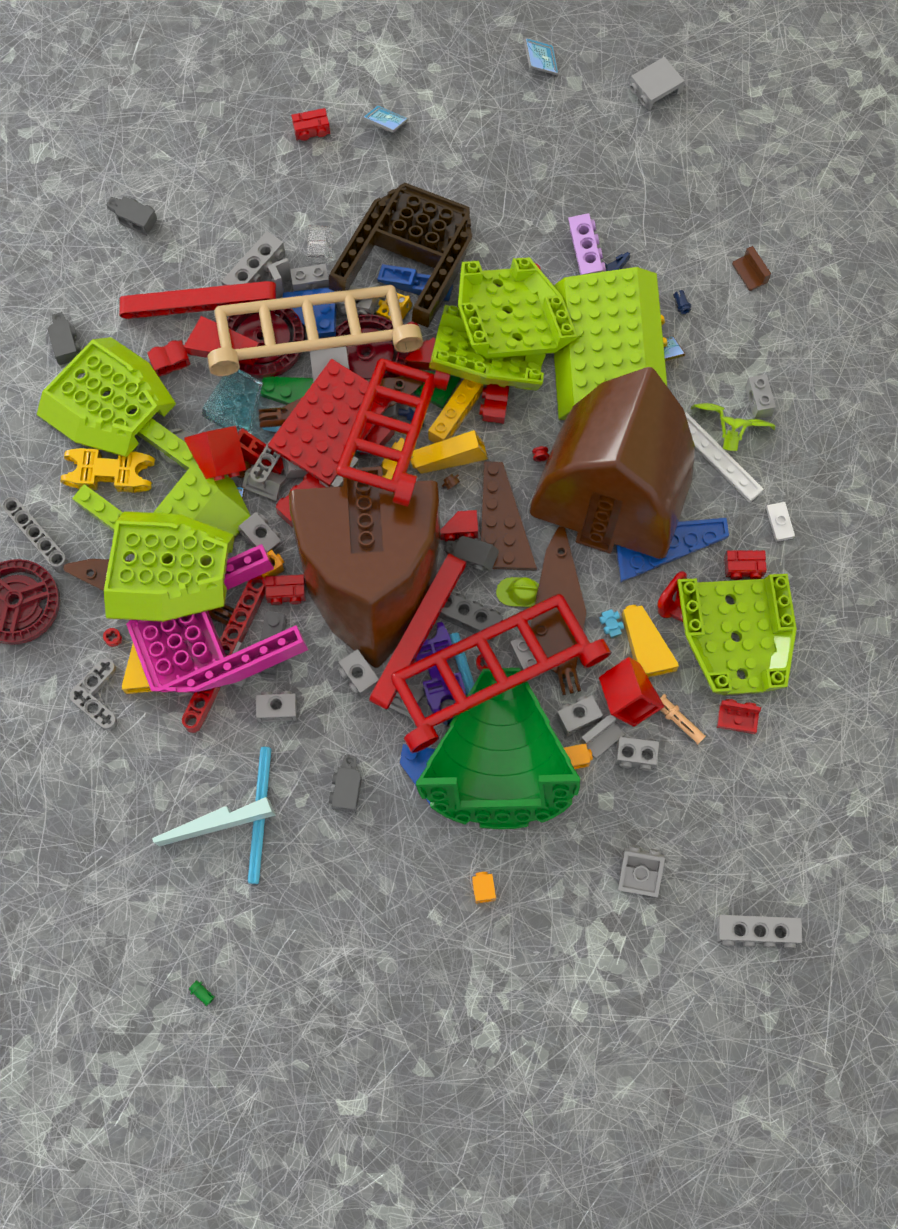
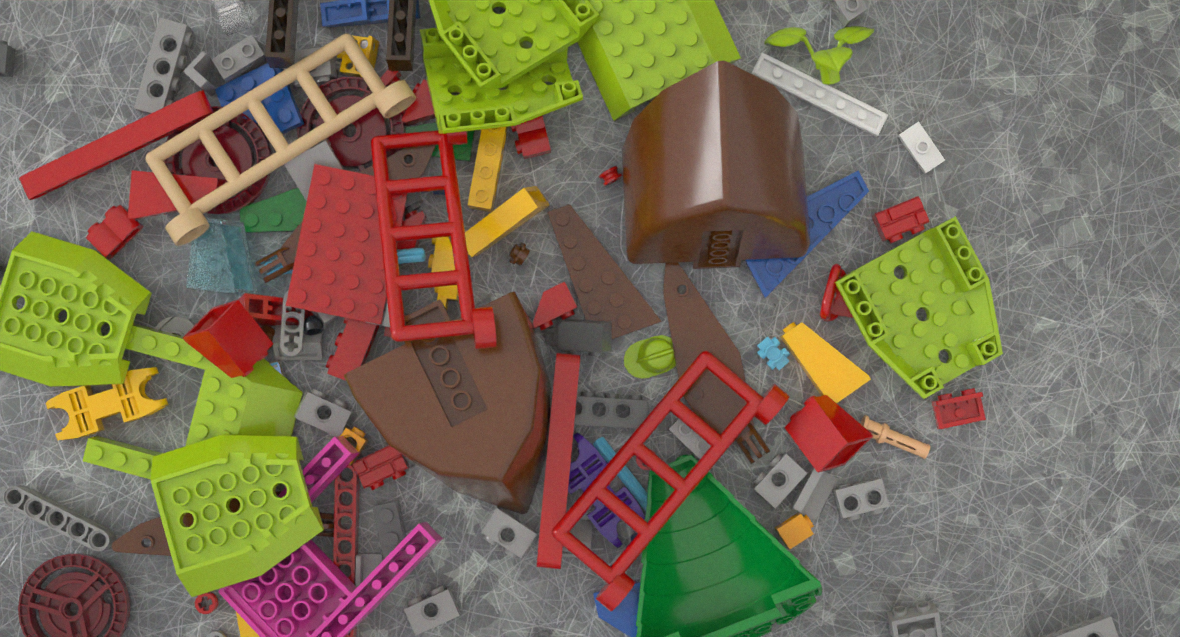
camera: 20 degrees left, 15 degrees up
(279, 471) = (312, 326): none -> black hinge

